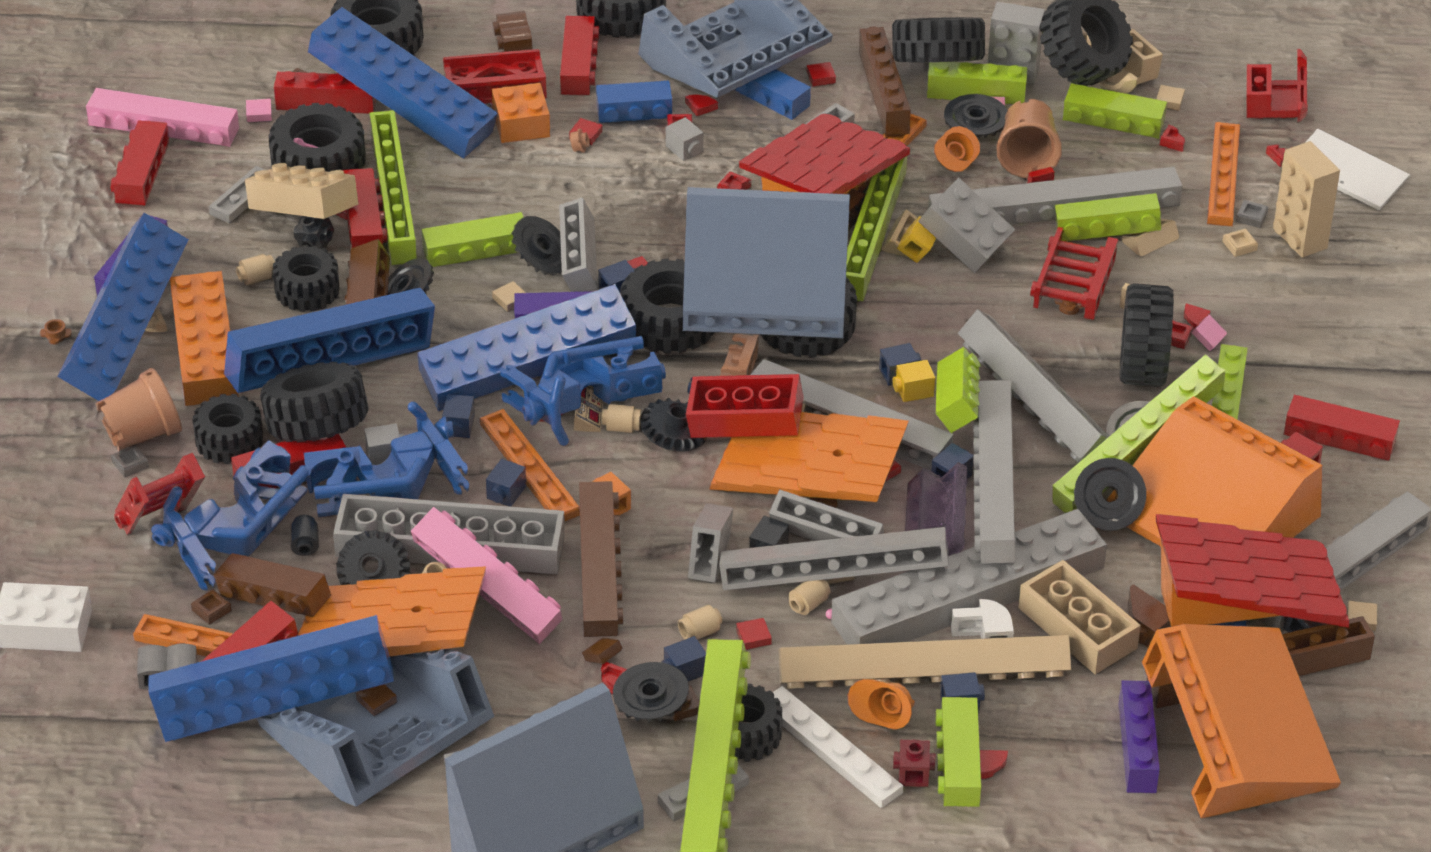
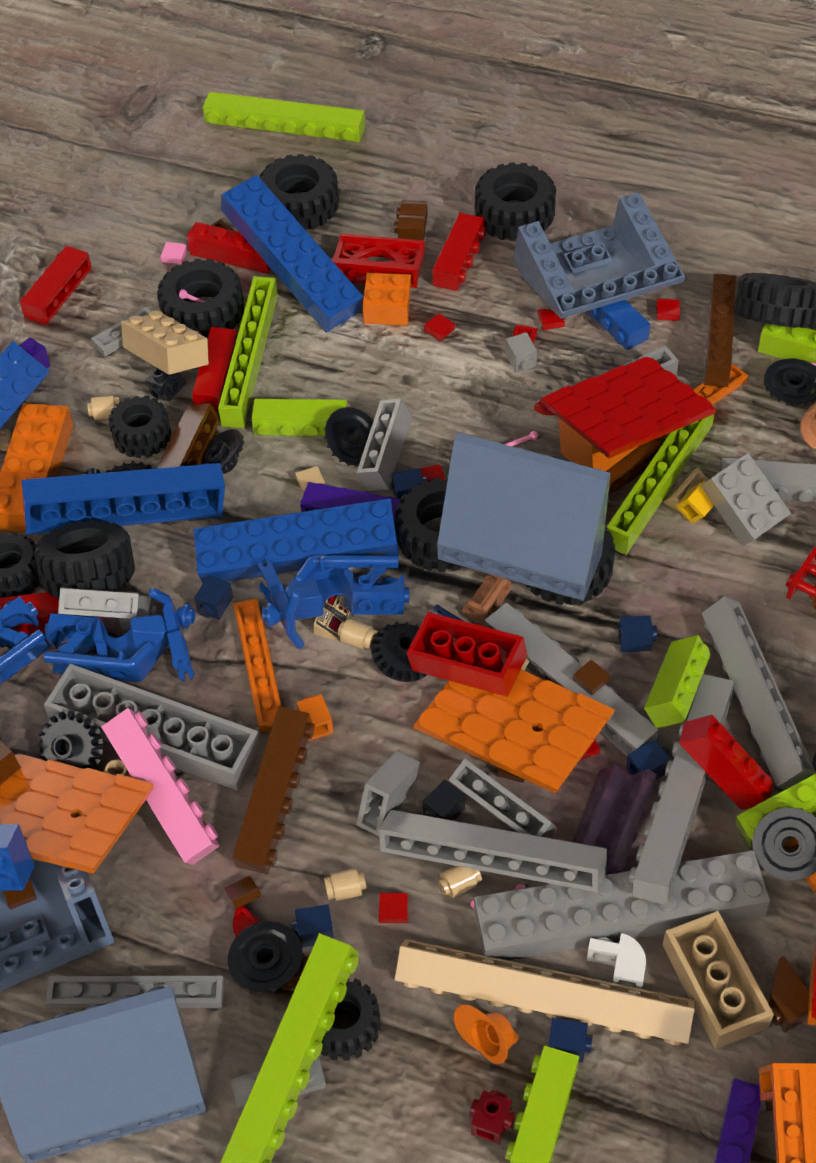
camera: 20 degrees right, 10 degrees up
(184, 119) = (103, 249): bright pink brick -> none
(304, 535) = (29, 693): black brick -> none
(350, 433) = (98, 602): none -> light grey plate
(506, 482) = (227, 680): dark blue brick -> none
(579, 140) = (428, 336): nougat plate -> none
(633, 101) = (490, 306): blue brick -> none
(837, 750) = (422, 1069): white plate -> none
(873, 402) = (591, 677): none -> reddish brown tile
(914, 381) = (643, 655): yellow brick -> none
(957, 149) = (764, 414): orange piece -> none
(992, 761) = (573, 1132): red tile -> none
(1029, 438) = (726, 762): none -> red brick

